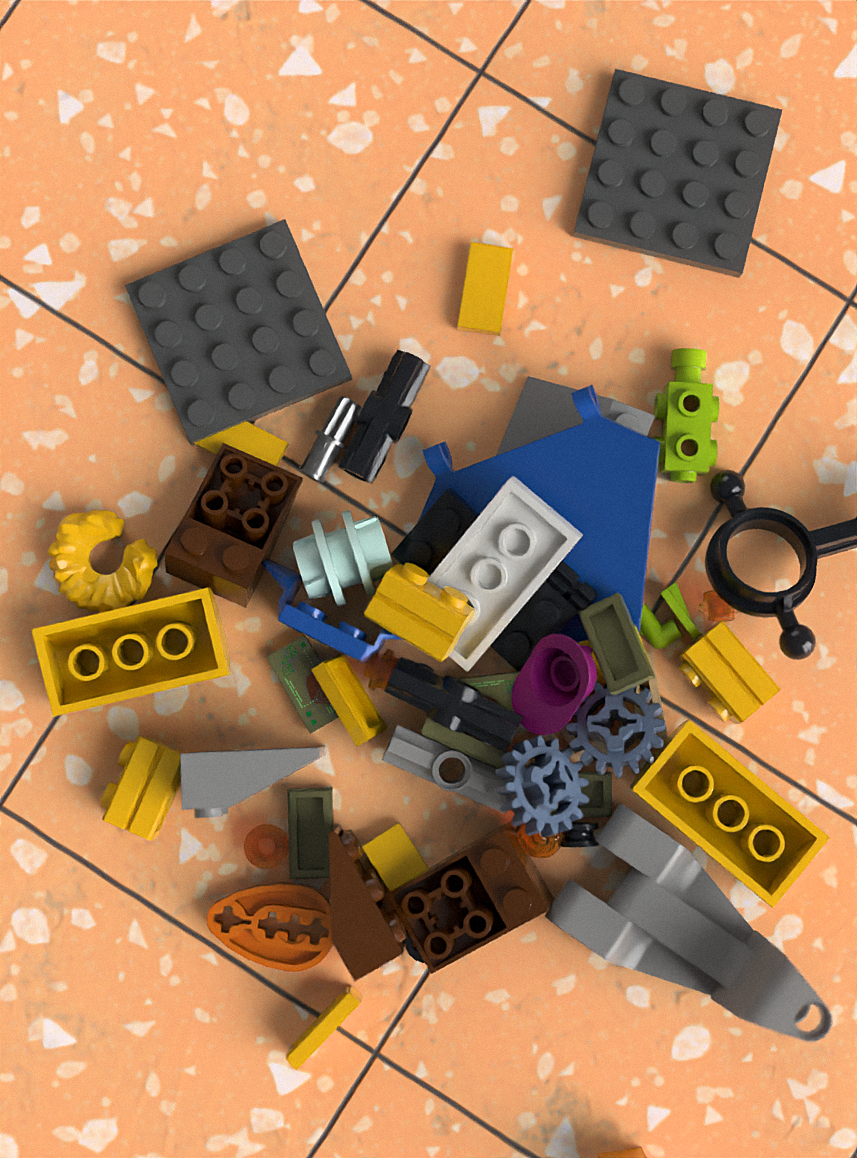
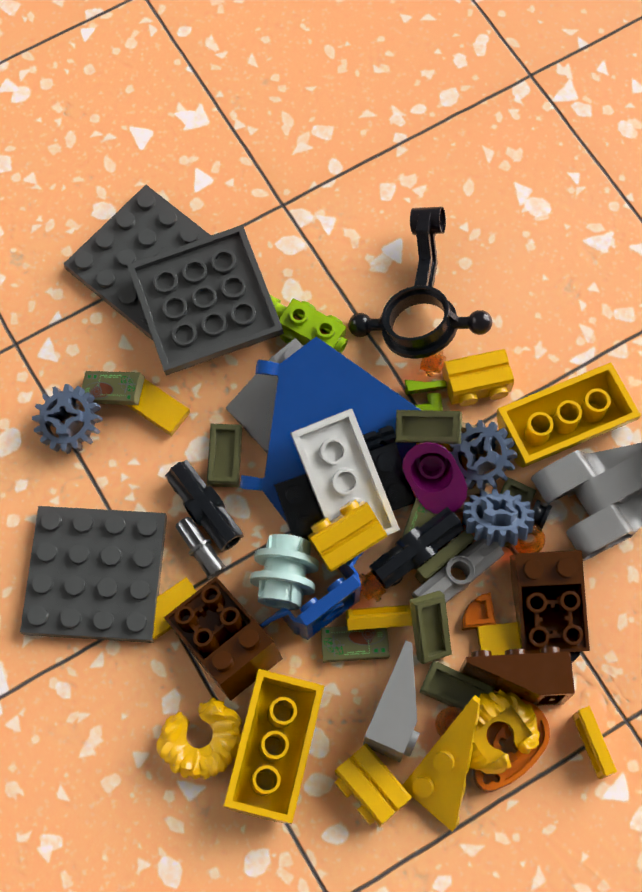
camera: 65 degrees left, 15 degrees down
(199, 862) = (441, 776): none -> yellow wing
(285, 877) = (515, 713): none -> yellow piece
(365, 767) = (430, 627): none -> olive tile
(391, 200) = (75, 429): none -> sand blue gear
(418, 816) = (479, 613): none -> orange tile
(464, 407) = (224, 455): none -> olive tile
(477, 223) = (114, 387): none -> olive tile
(650, 273) = (205, 300): none -> dark grey plate

